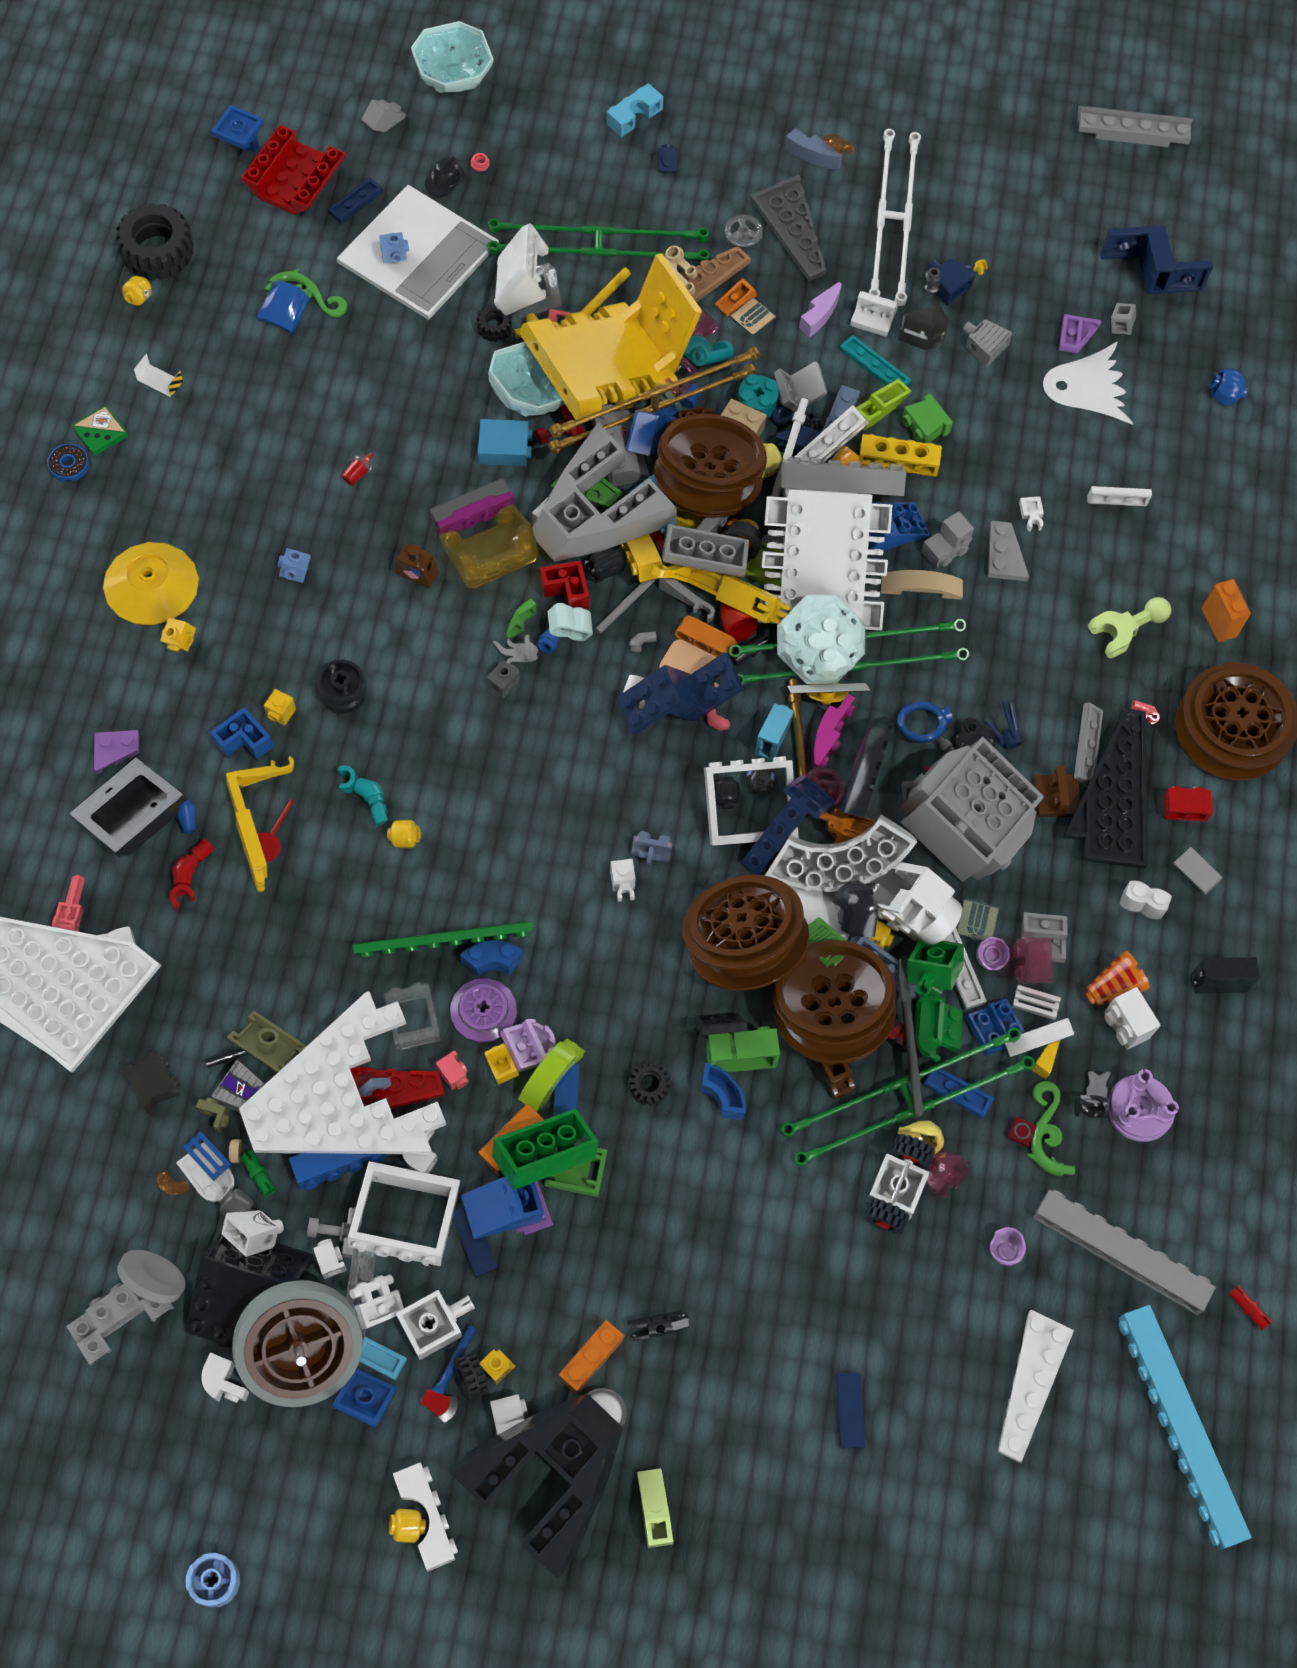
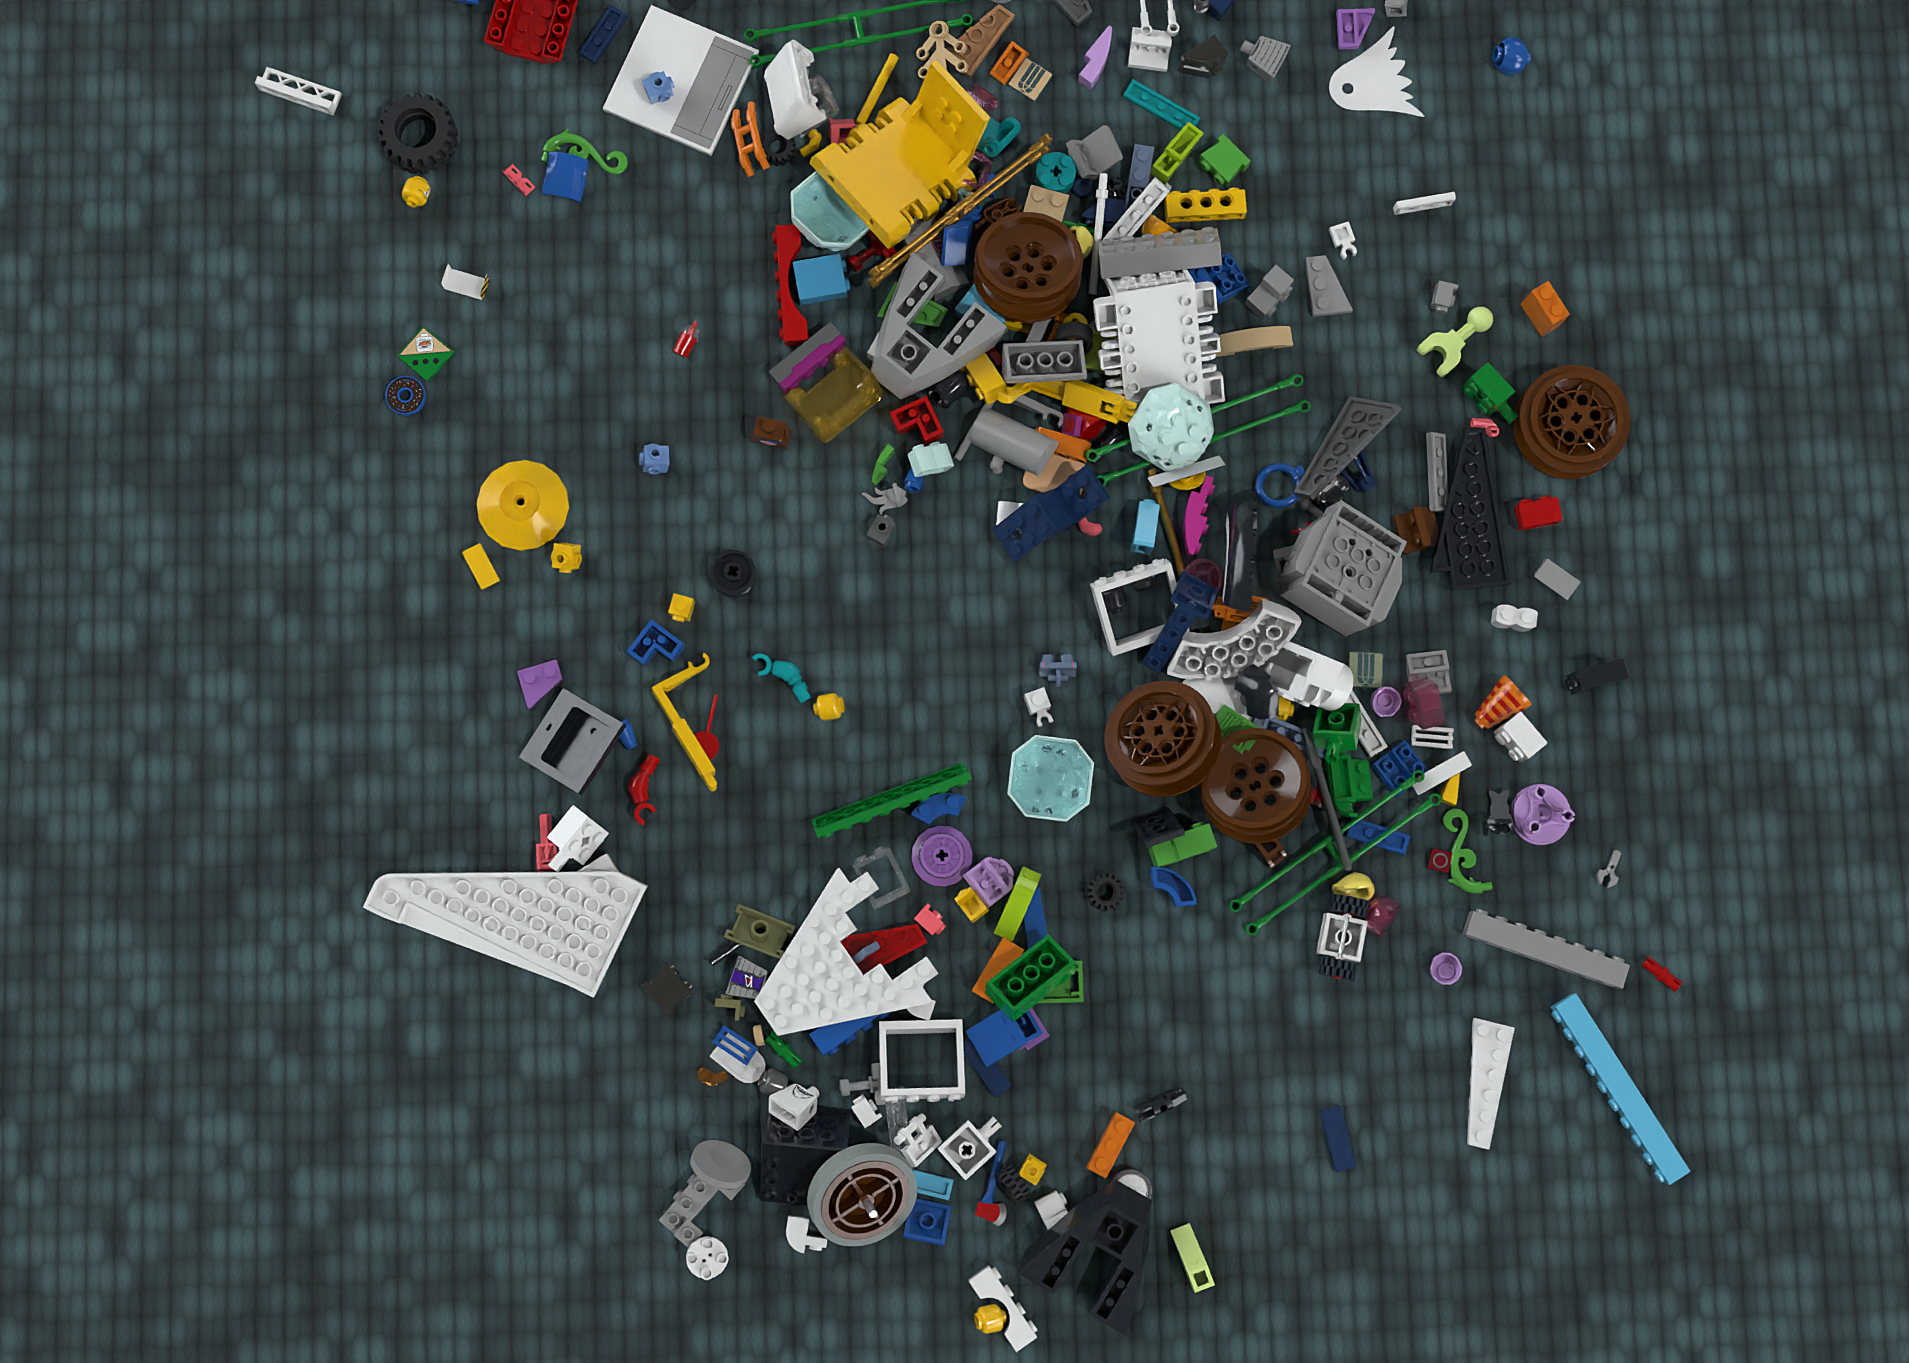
camera: 15 degrees left, 15 degrees up
(56, 192) = (297, 95): none -> white fence
(90, 628) = (481, 566): none -> yellow slope
(101, 902) = (576, 838): none -> white brick
(112, 1388) = (714, 1264): none -> white plate
(237, 303) = (520, 181): none -> coral piece
(472, 315) = (756, 146): none -> orange piece
(481, 406) = (788, 246): none -> red arch
(617, 948) = (1050, 778): none -> clear light blue rock
(657, 621) = (1012, 441): none -> light grey brick
(721, 618) = (1071, 424): none -> tile
(1000, 687) = (1350, 434): none -> dark grey wing
(1124, 582) = (1443, 296): none -> light grey brick
(1156, 676) = (1490, 392): none -> green brick
(1208, 1183) = (1609, 870): none -> light grey bar

